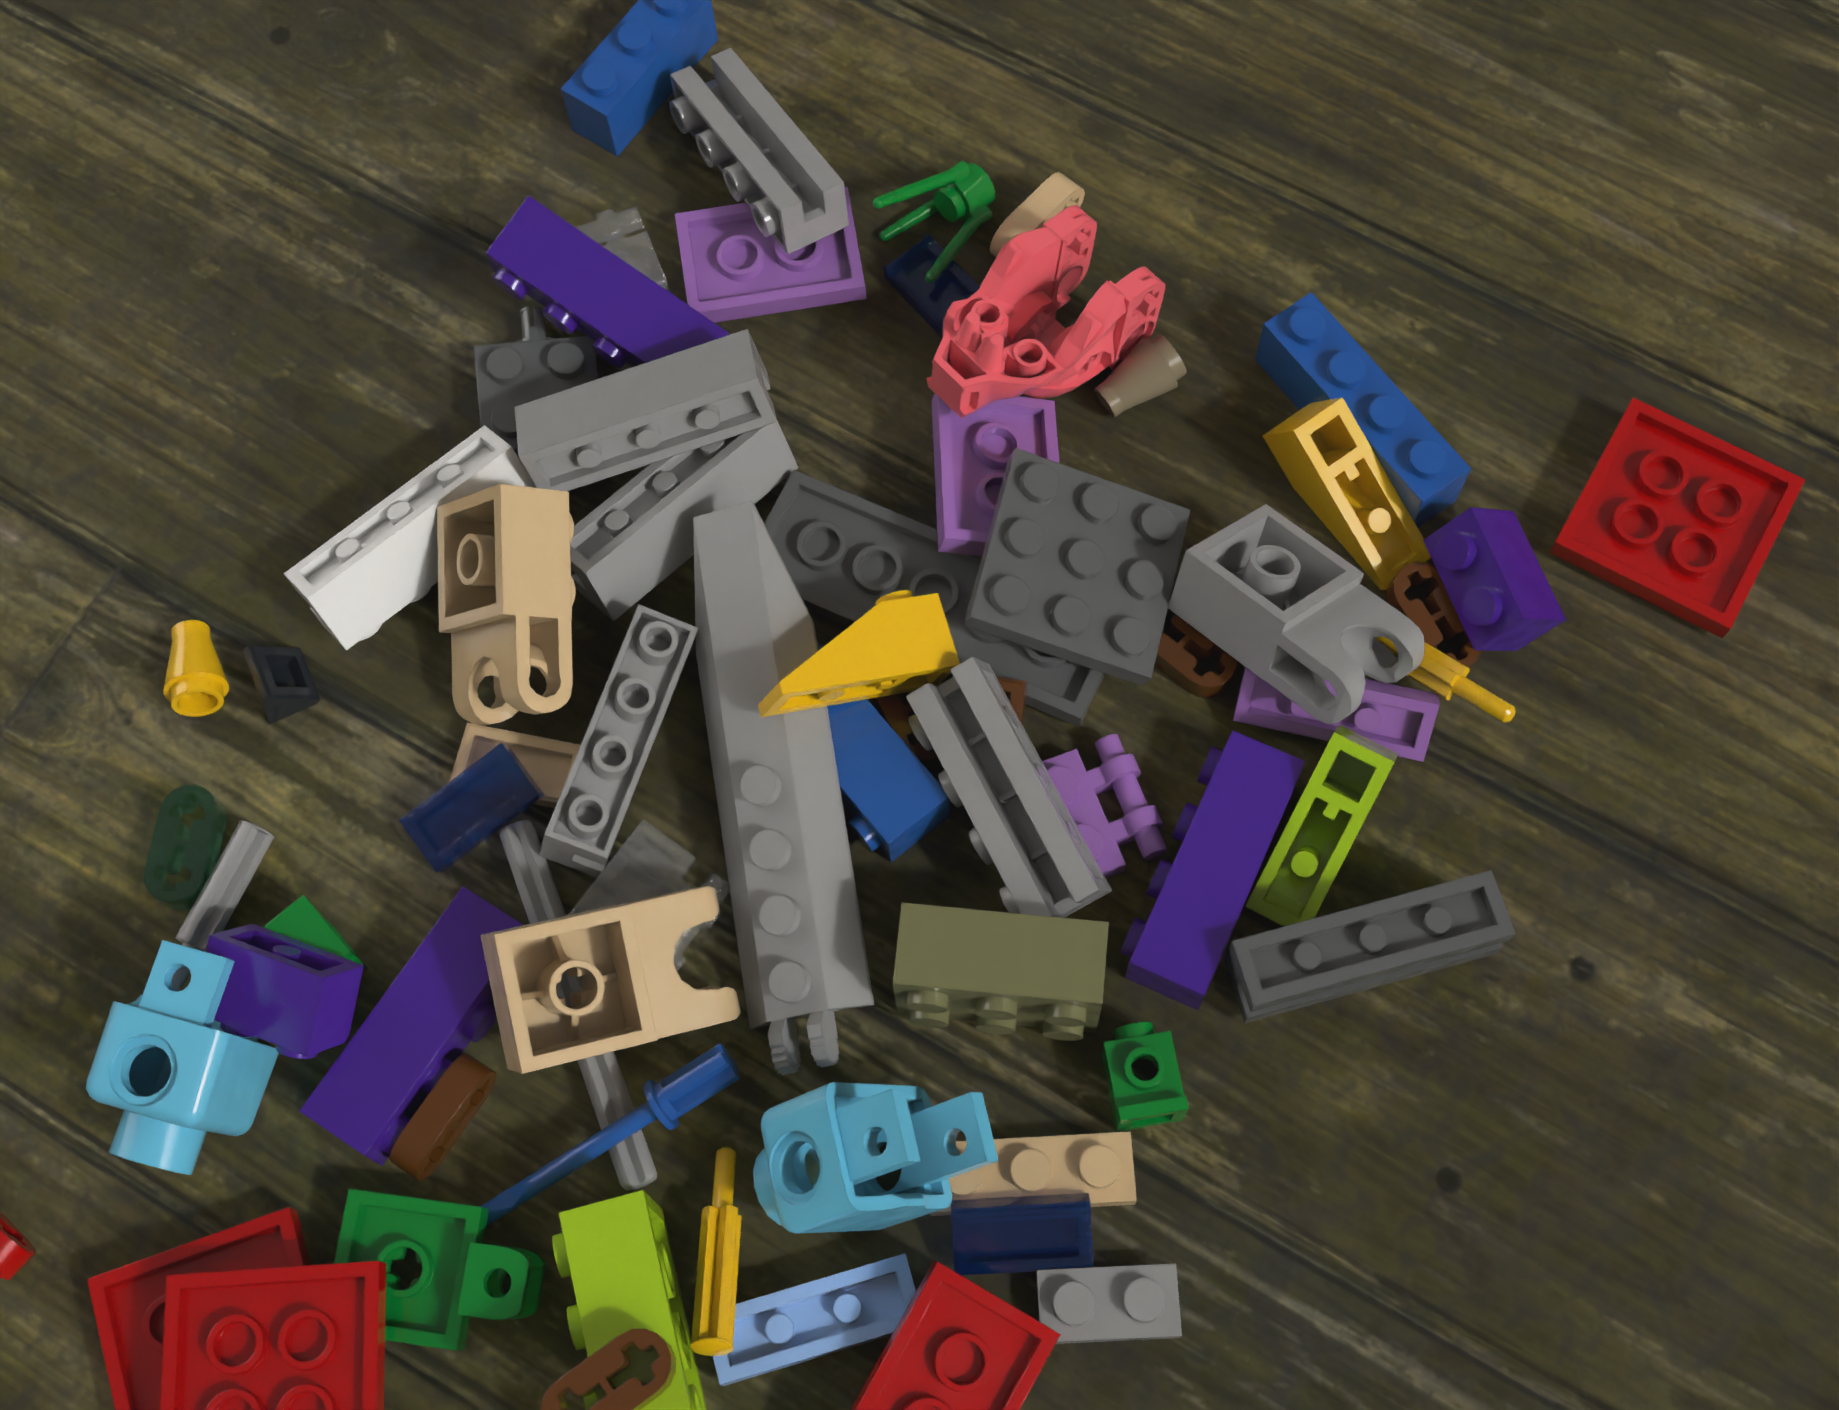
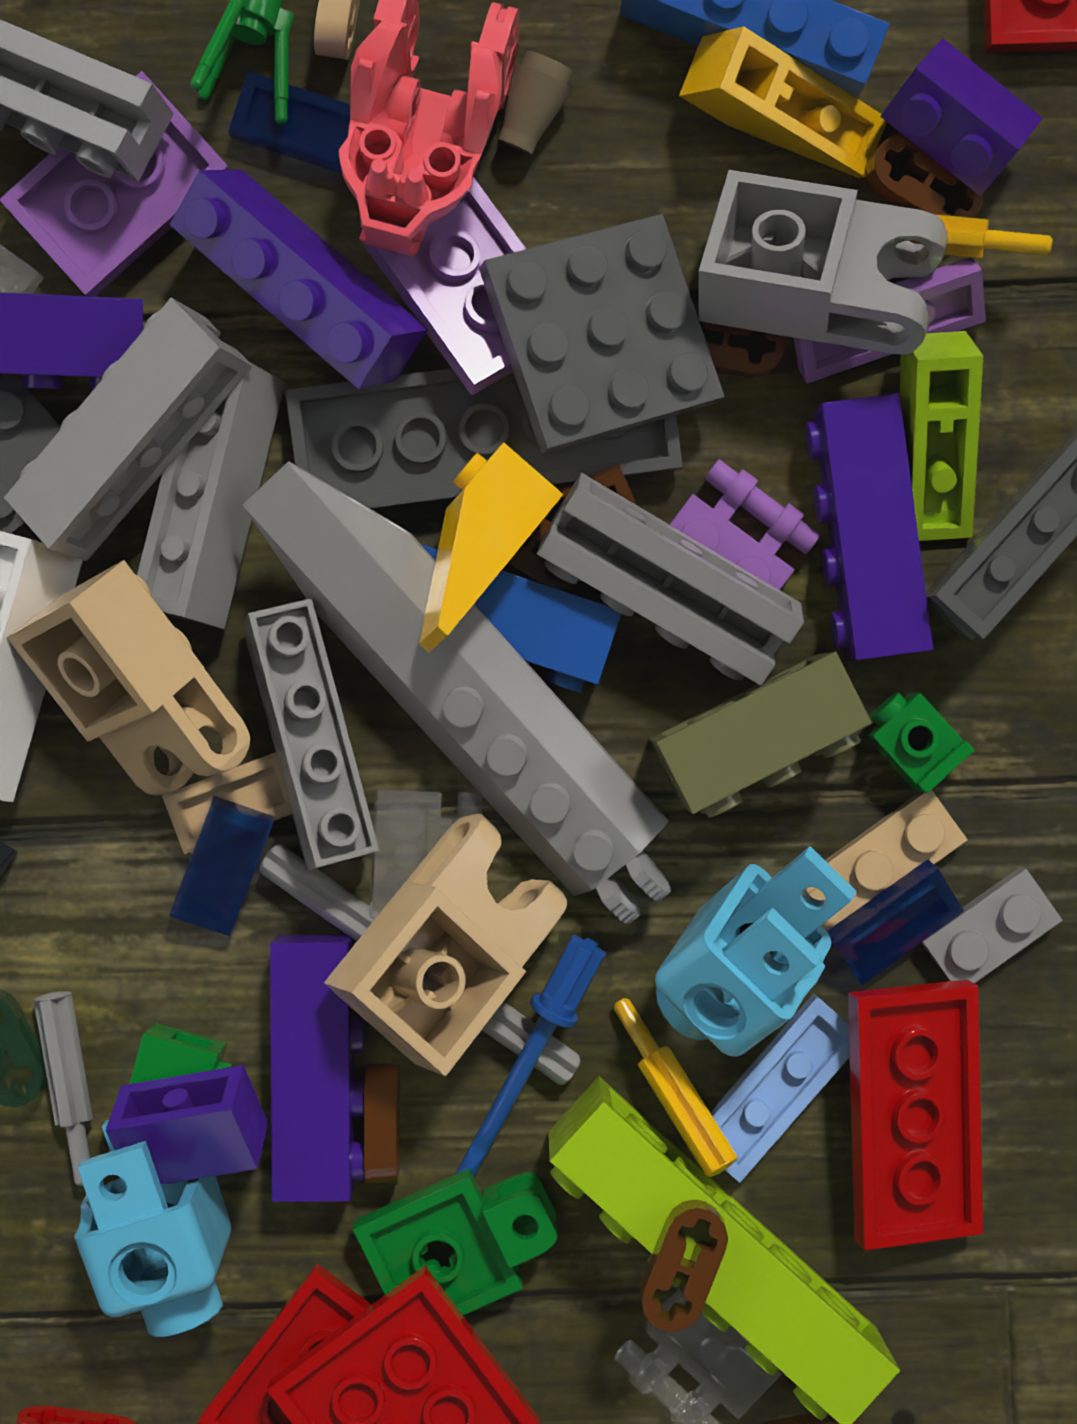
camera: 40 degrees left, 20 degrees up
(862, 389) = (298, 277): none -> dark purple brick

